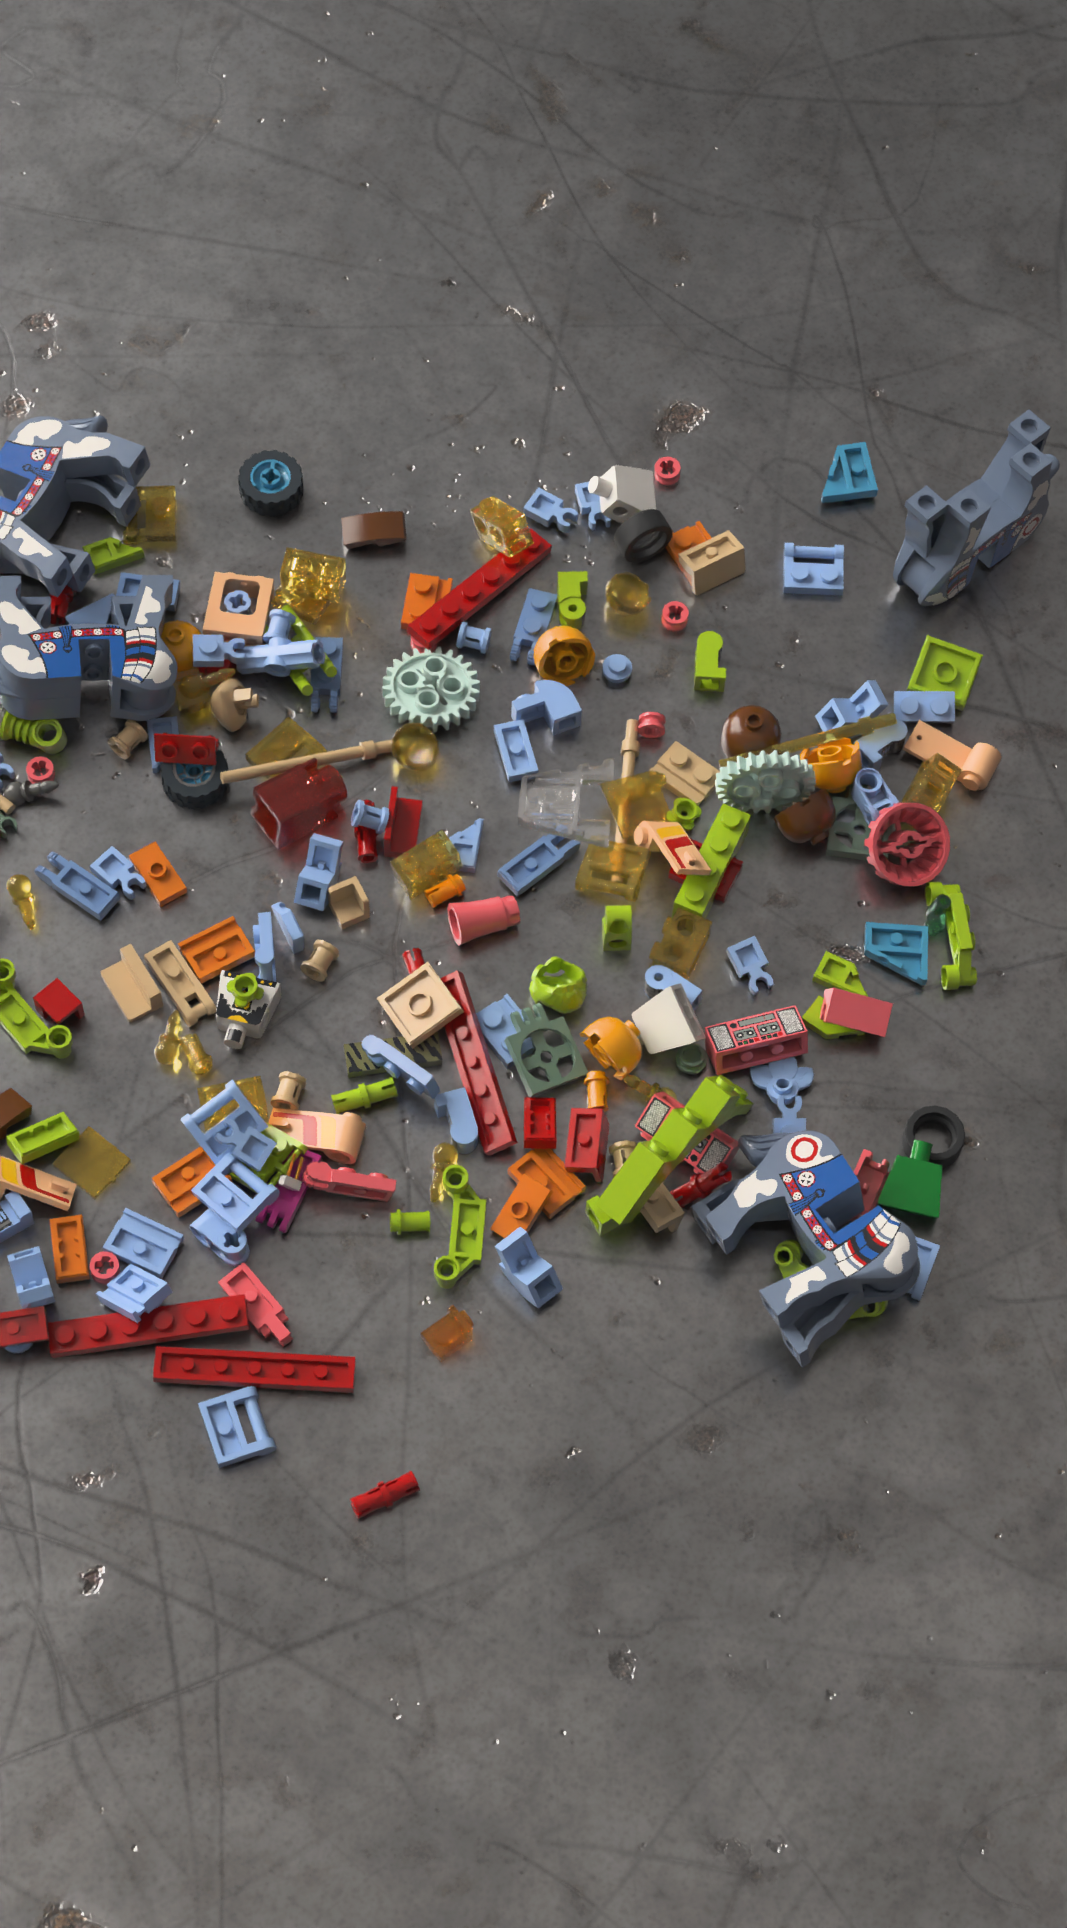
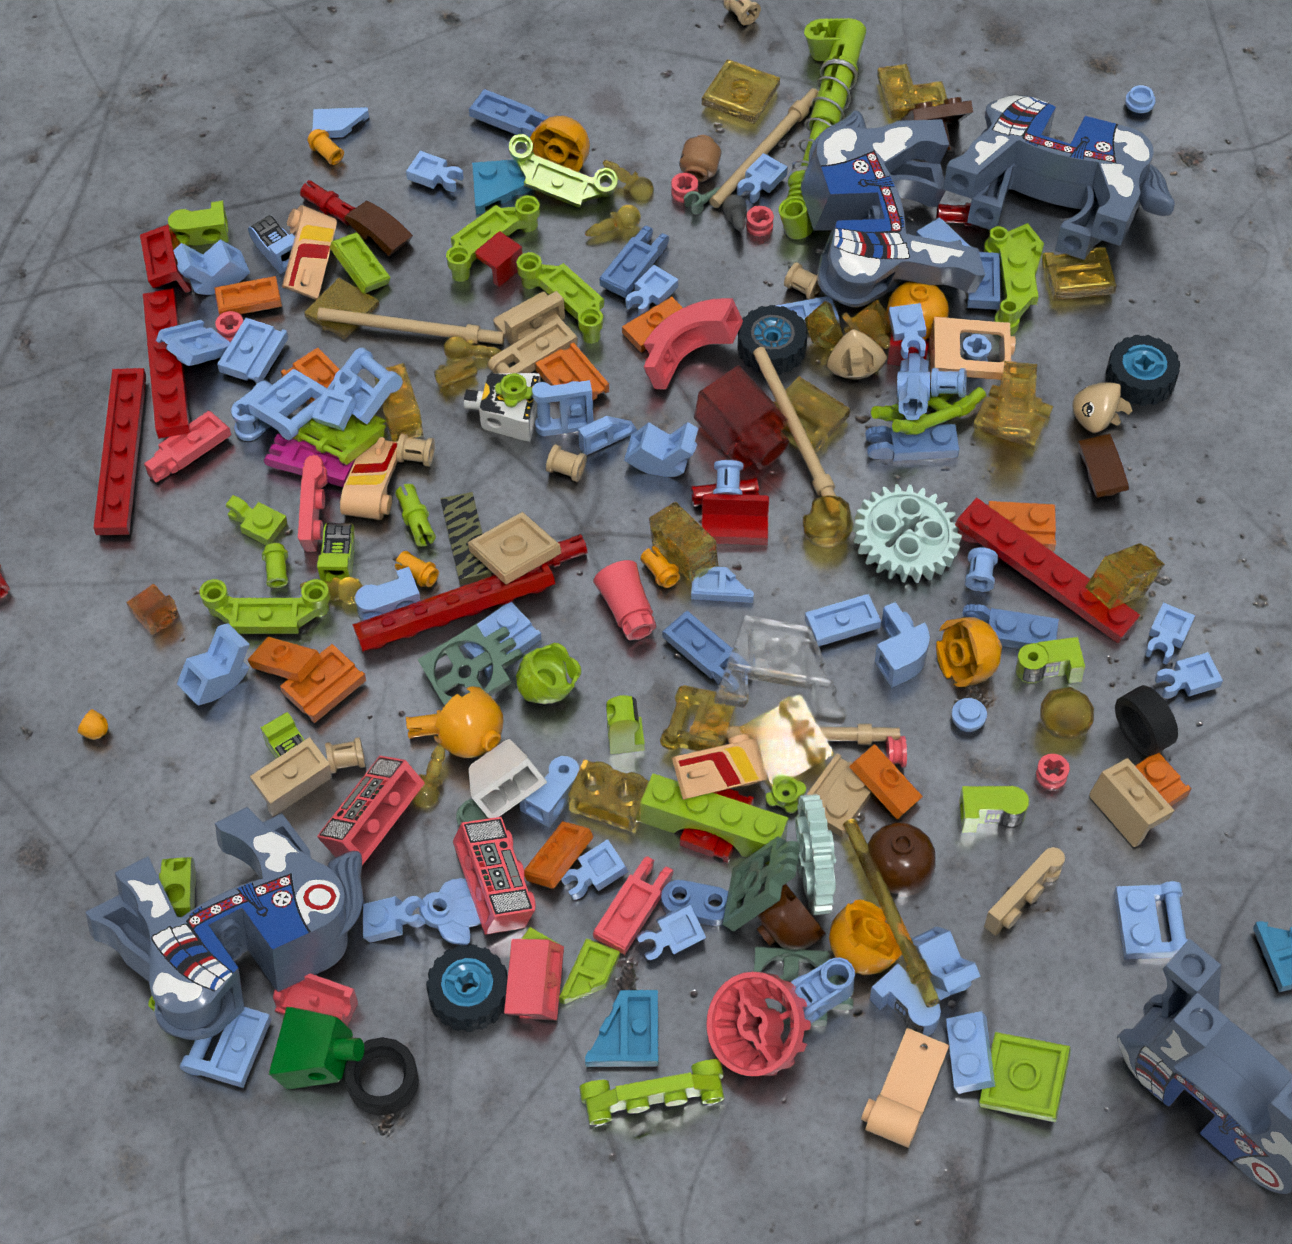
camera: 90 degrees right, 5 degrees down
(105, 945) = (578, 296): none -> lime plate
(146, 1040) = (469, 332): none -> tan bar
(152, 561) = (1016, 274): none -> lime plate
(178, 833) = (686, 330): none -> coral arch
(185, 749) = (789, 317): red hinge -> none
(195, 721) = (824, 327): none -> clear yellow bracket
(226, 1430) = (60, 433): light blue plate -> none
(289, 1182) = (307, 449): white piece -> none
(312, 520) = (1098, 404): none -> tan piece
(348, 902) = (636, 483): tan panel -> none
(353, 1238) = (258, 523): none -> lime plate
(399, 1065) = (436, 531): hinge -> none
(402, 1164) = (337, 551): none -> lime leg
(420, 1103) = (422, 572): none -> light orange pin
(540, 1123) = (385, 669): red plate -> none
(576, 1384) = (93, 725): none -> light orange hinge
(587, 1142) = (360, 714): red panel -> none
(624, 491) = (1202, 698): white torso -> none
(667, 462) = (1264, 760): coral bush -> none
(679, 1134) = (343, 773): lime arch -> none
(682, 734) = (885, 781): none -> orange plate
(701, 1184) = (307, 822): red pin -> none
(735, 990) = (558, 854): none -> orange plate
(744, 1302) = (179, 883): none -> lime leg
(782, 807) = (779, 871): none -> sand green piece
(783, 889) = (698, 896): none -> medium blue plate
(785, 937) = (631, 907): none -> coral hinge
(787, 650) = (1025, 889): none -> tan plate
(813, 906) = (677, 930): none -> light blue plate
(867, 1081) = (478, 1005): none -> black wheel
(932, 782) = (844, 1053): clear yellow brick -> none
(937, 914) = (678, 1066): clear green arm -> none

